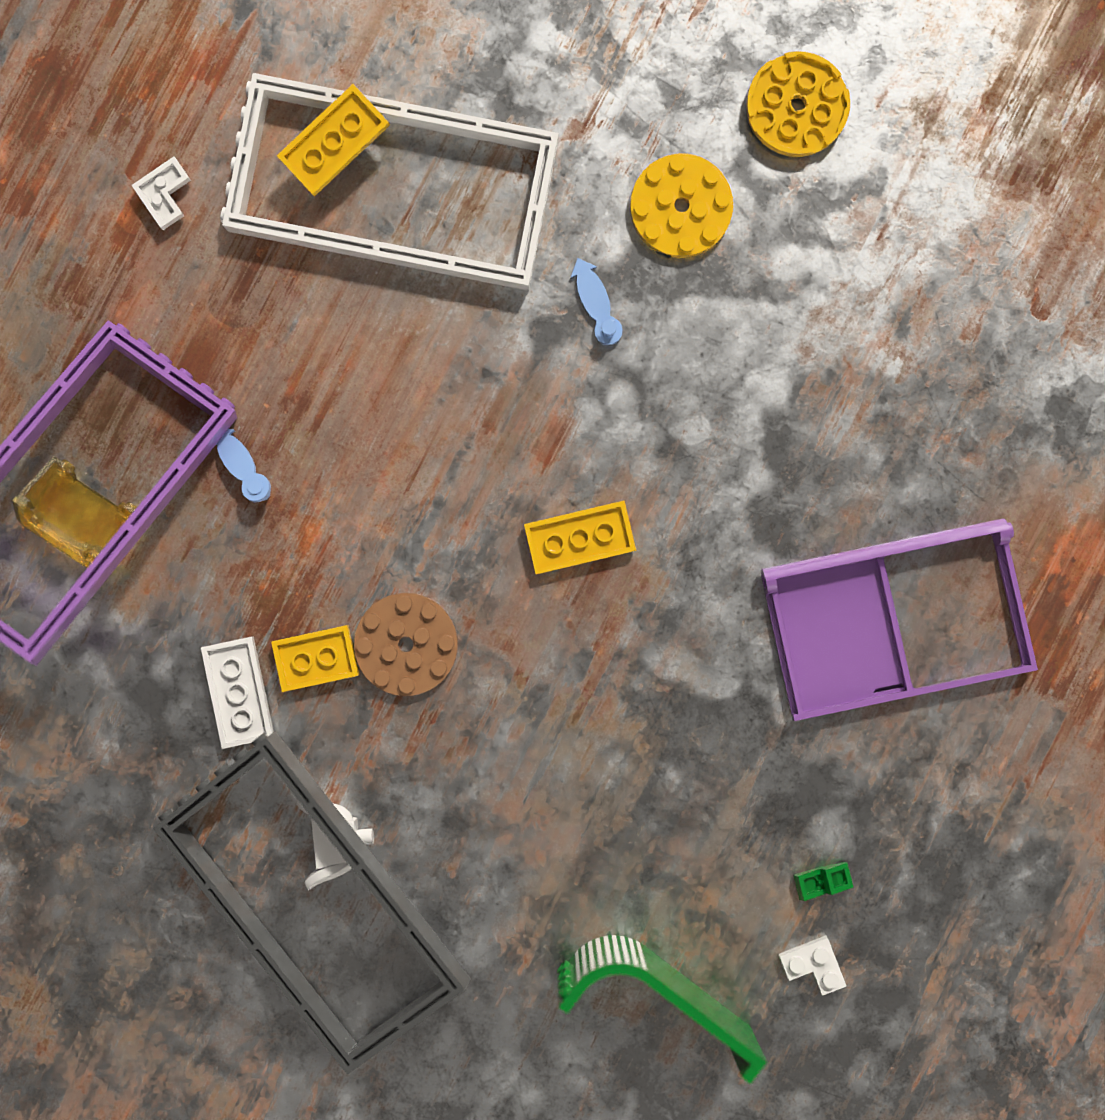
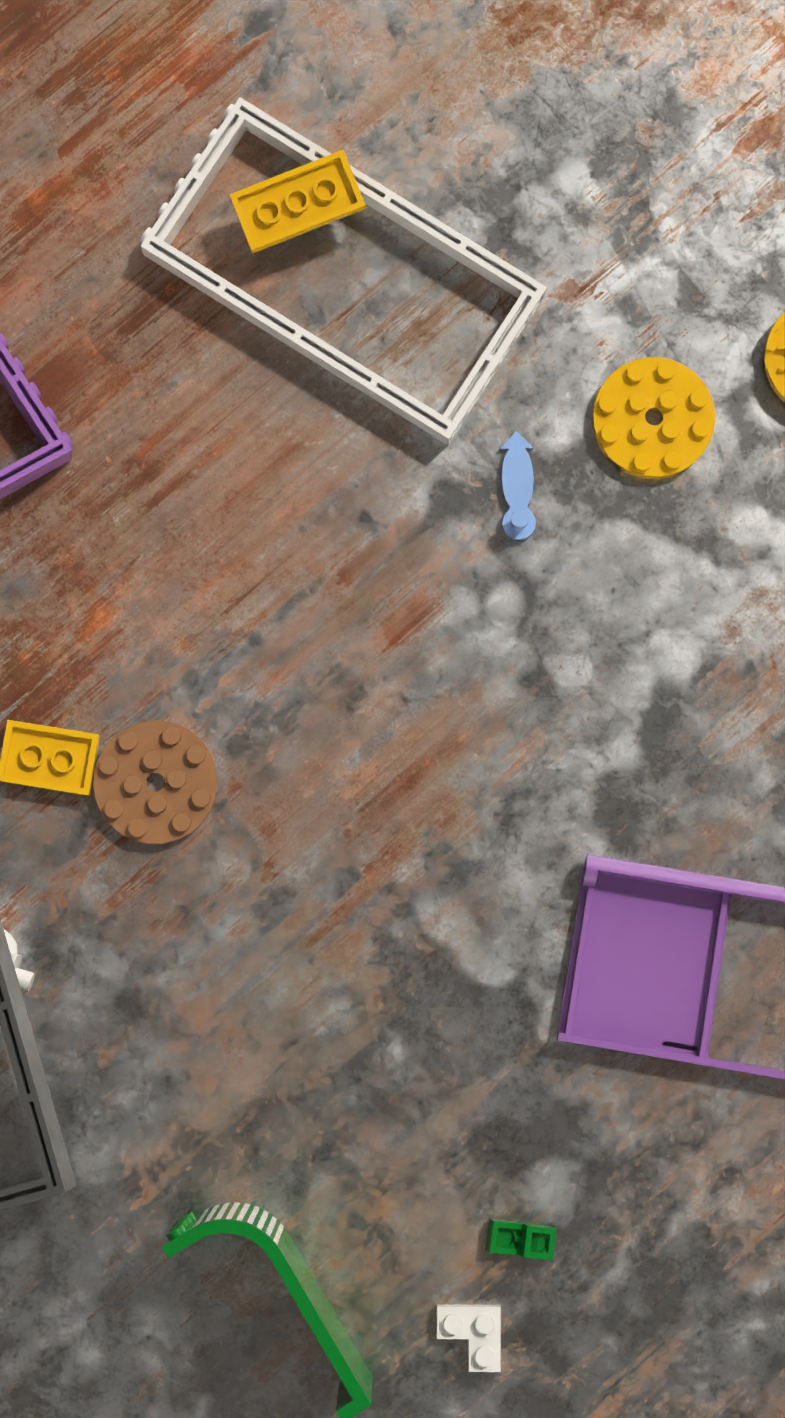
camera: 25 degrees right, 5 degrees down
(156, 189) = (84, 180): white plate -> none
(241, 465) = (54, 513): light blue brick -> none
(580, 537) = (396, 739): yellow plate -> none

